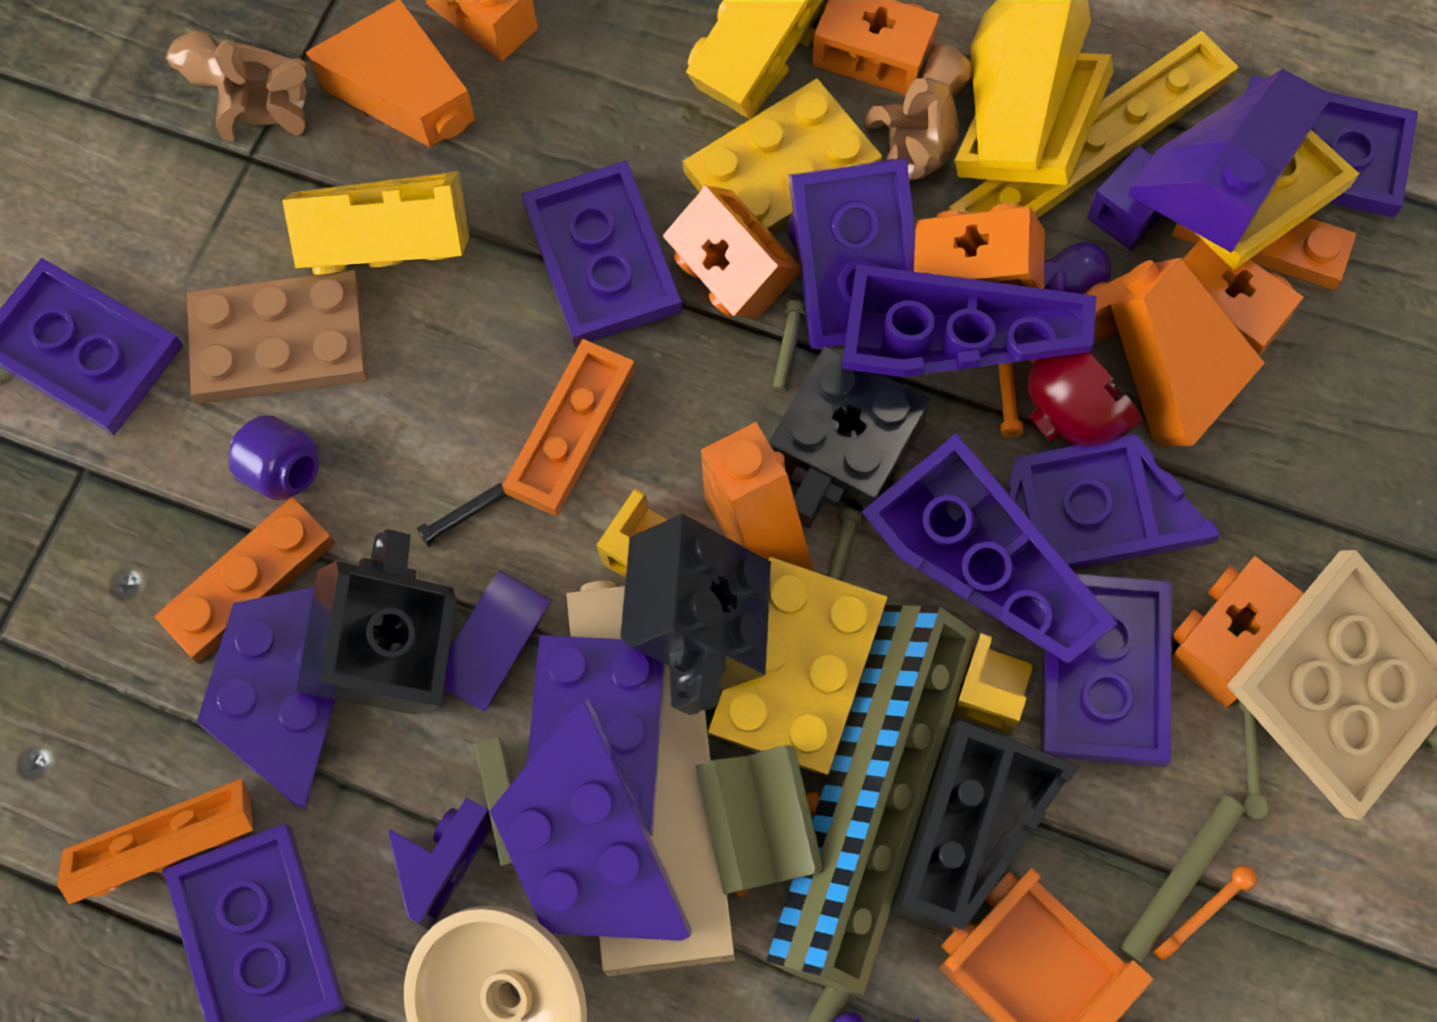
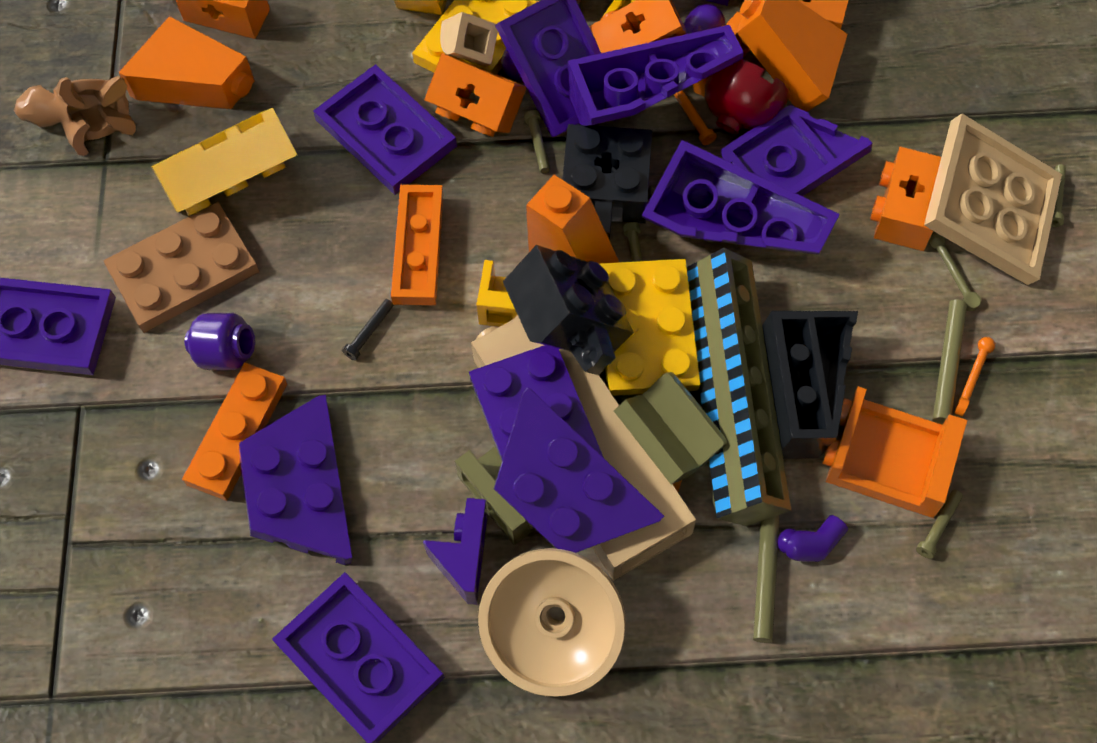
camera: 25 degrees left, 5 degrees down
(155, 842) = (256, 625): orange plate -> none
(408, 613) = (353, 419): black hinge -> none
(493, 639) = (431, 397): dark purple slope -> none
(749, 179) = (469, 38): none -> tan brick
(993, 688) = (776, 291): yellow panel -> none
(1117, 692) = (854, 264): dark purple plate -> none

